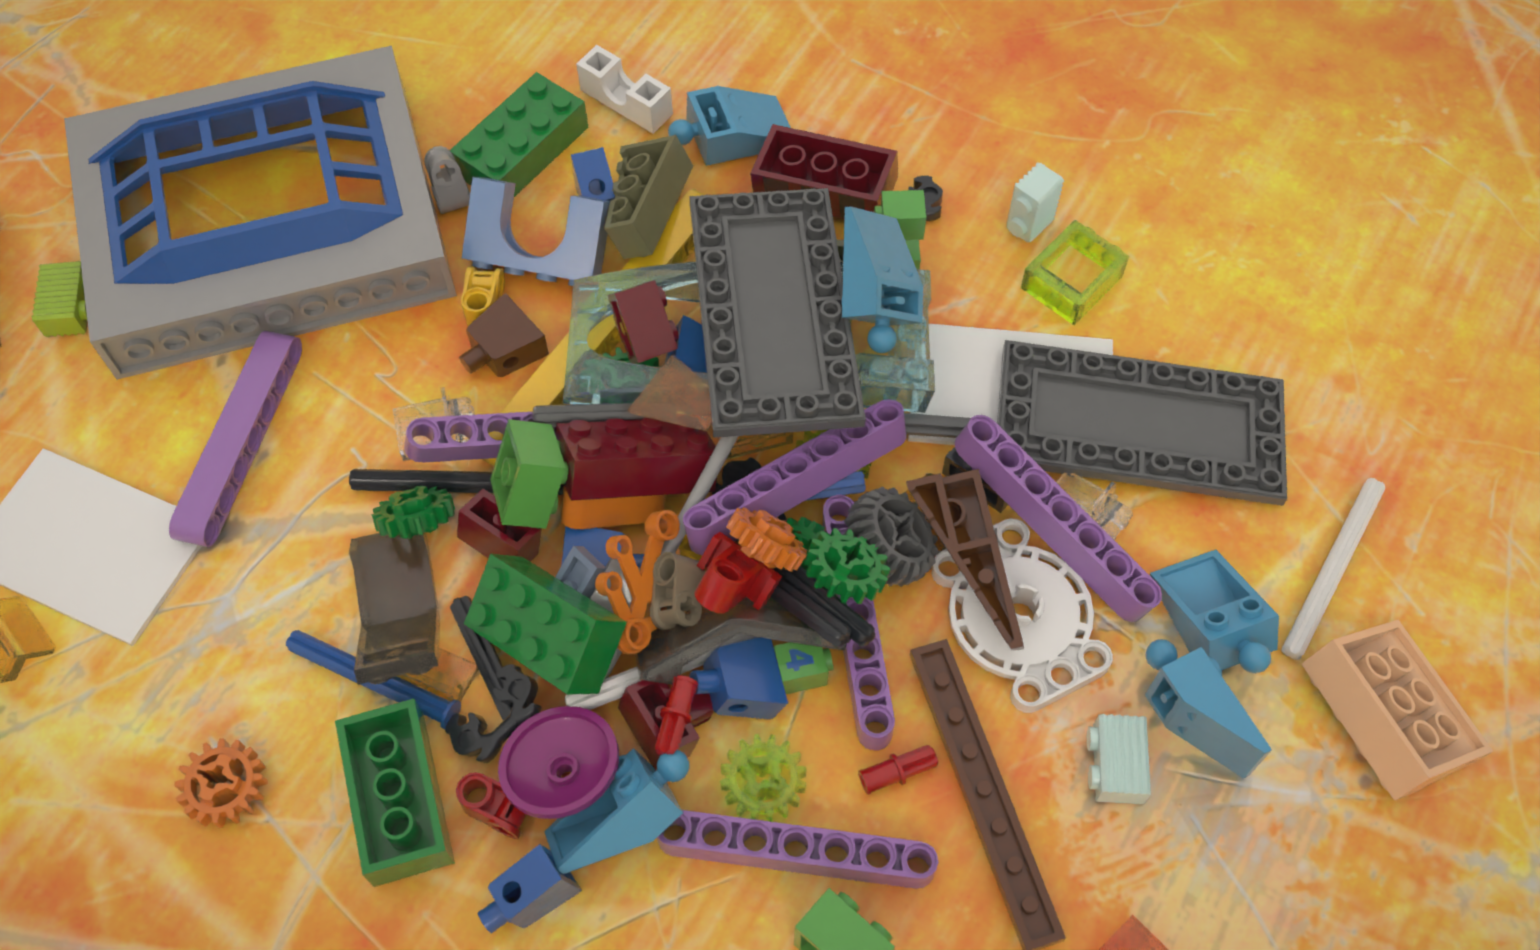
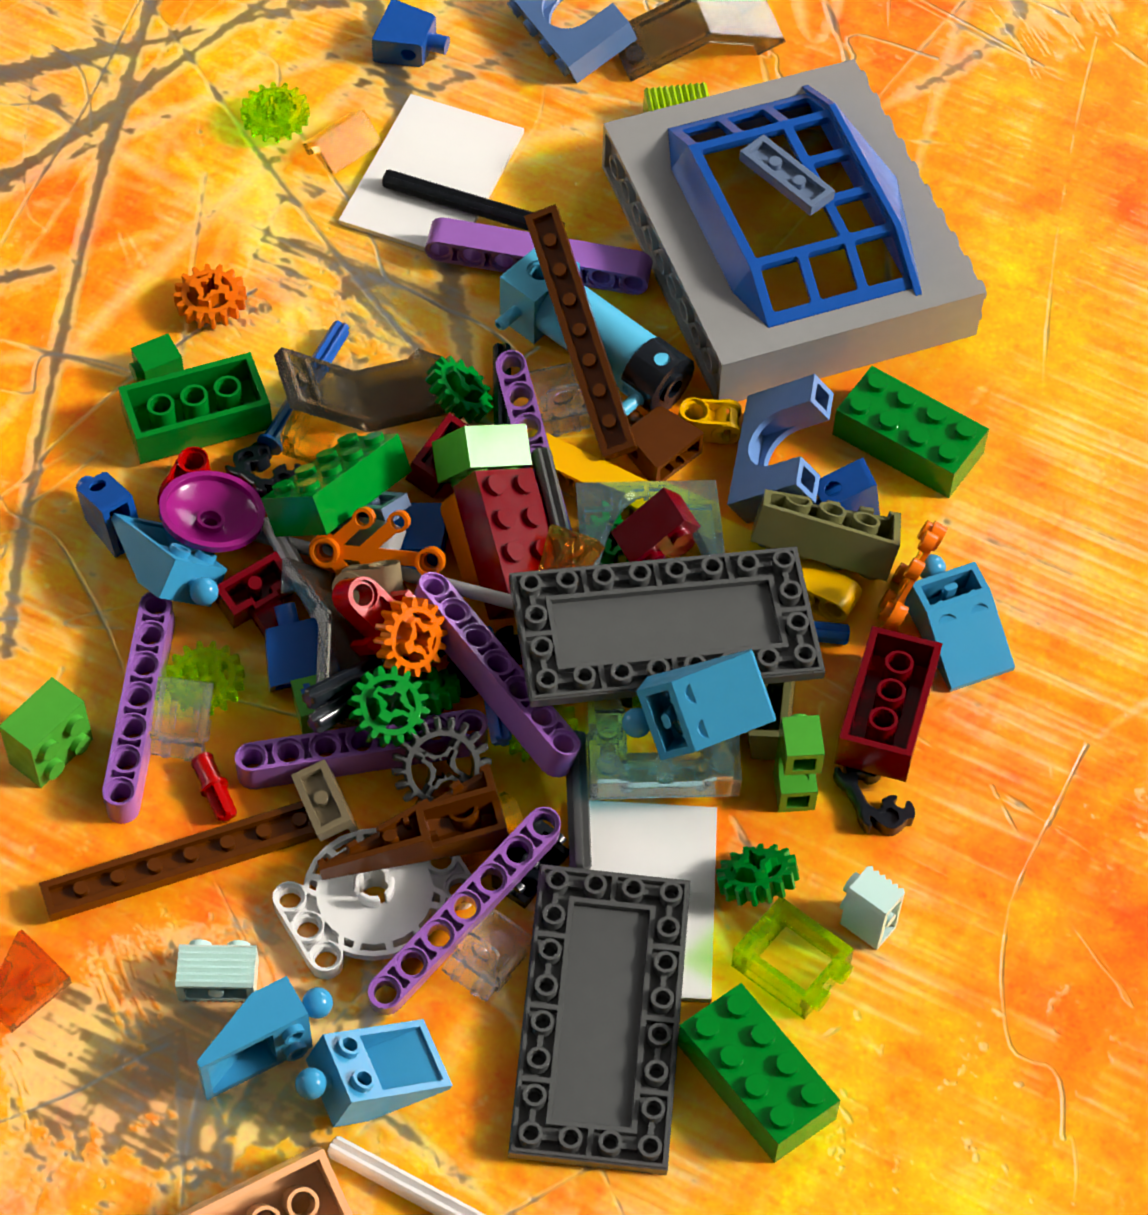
camera: 85 degrees right, 5 degrees down
(144, 501) = (455, 199): none -> black axle
(230, 162) = (787, 175): none -> sand blue plate
(311, 418) = (642, 364): none -> medium azure piece
(312, 843) = (155, 358): none -> green brick
(373, 375) = (580, 333): none -> reddish brown plate
(447, 182) = (843, 370): light grey piece -> none
(643, 102) = (981, 526): white arch -> none
(676, 714) = (246, 586): red axle -> none
(732, 156) = (891, 605): none -> orange plant
(823, 796) = (181, 718): none -> clear piece
(927, 651) = (324, 800): none -> dark tan panel
(1003, 288) = (757, 874): none -> green gear
(1189, 302) = (758, 1072): none -> green brick

